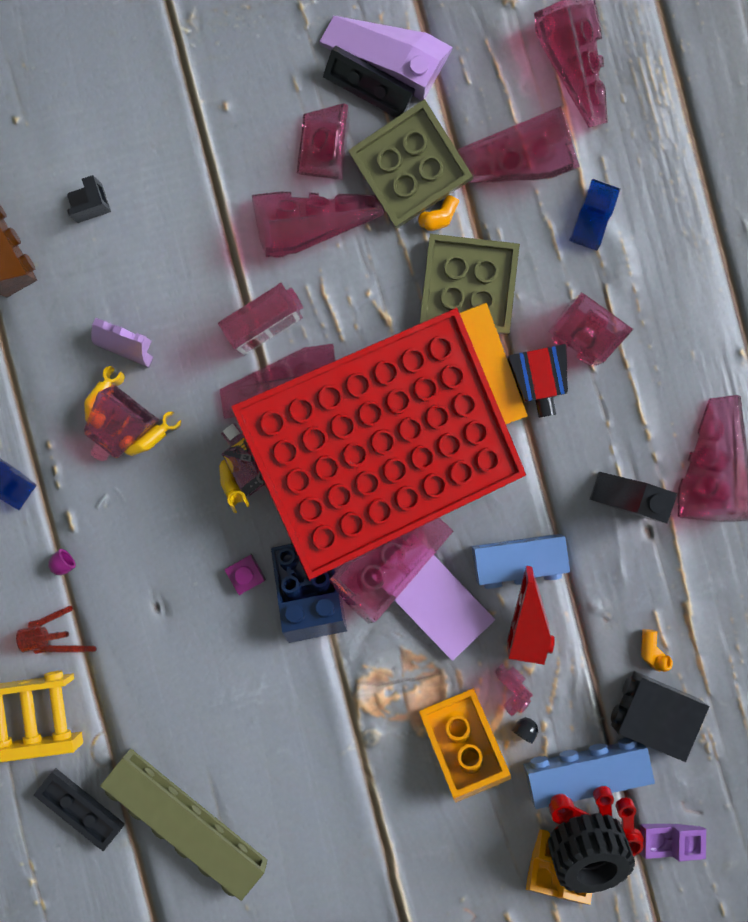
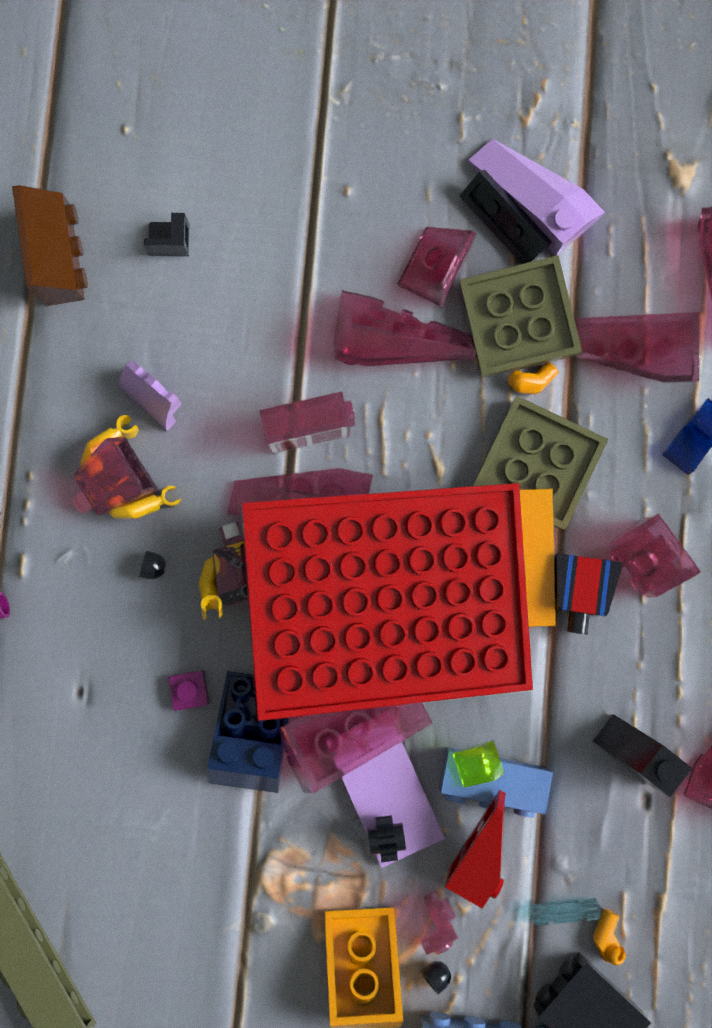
camera: 15 degrees right, 5 degrees down
(177, 484) = (152, 566): none -> black hinge
(447, 636) = (386, 838): none -> black gear
(502, 551) = (479, 764): none -> clear neon green slope
(612, 643) = (565, 912): none -> clear light blue axle

